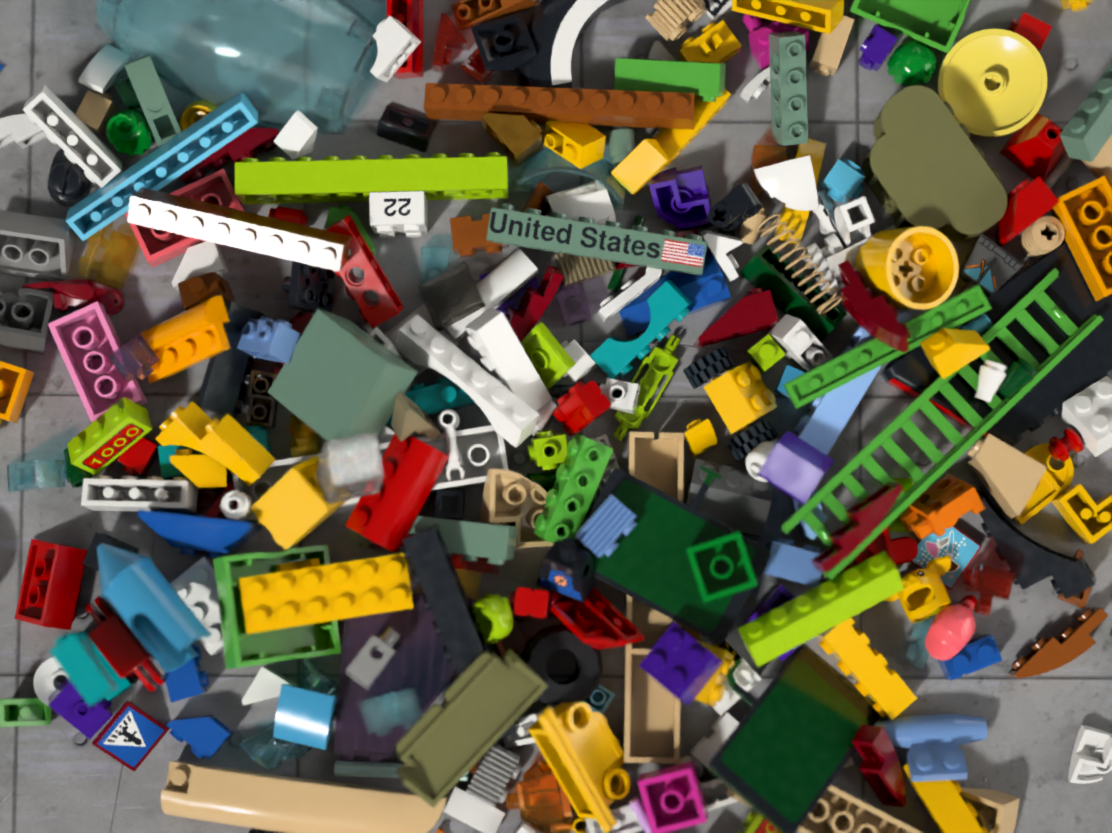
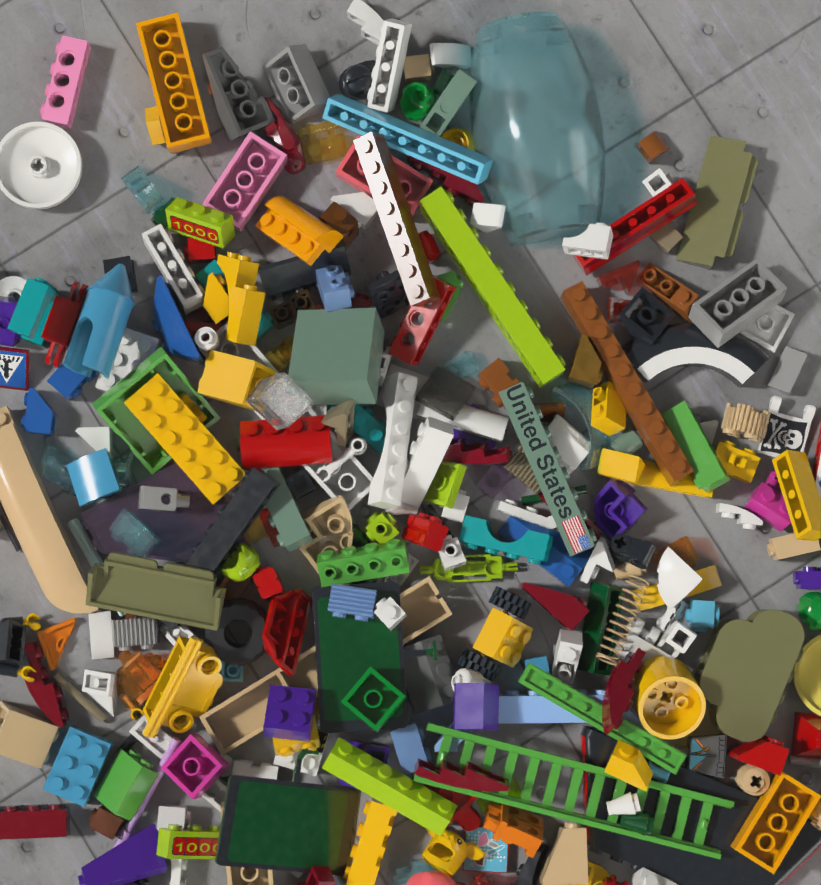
camera: 55 degrees right, 0 degrees up
(51, 585) = (75, 248): red slope -> none
(134, 359) = (263, 205): brick -> none
(398, 213) = (479, 320): white brick -> none
(406, 128) = (543, 287): black slope -> none
(568, 570) = (305, 594): black torso -> none
(642, 495) = (389, 612): none -> white brick
(700, 437) = (457, 627): yellow slope -> none
(765, 354) = (544, 636): lime brick -> none
(788, 88) = (741, 534): sand green brick -> none

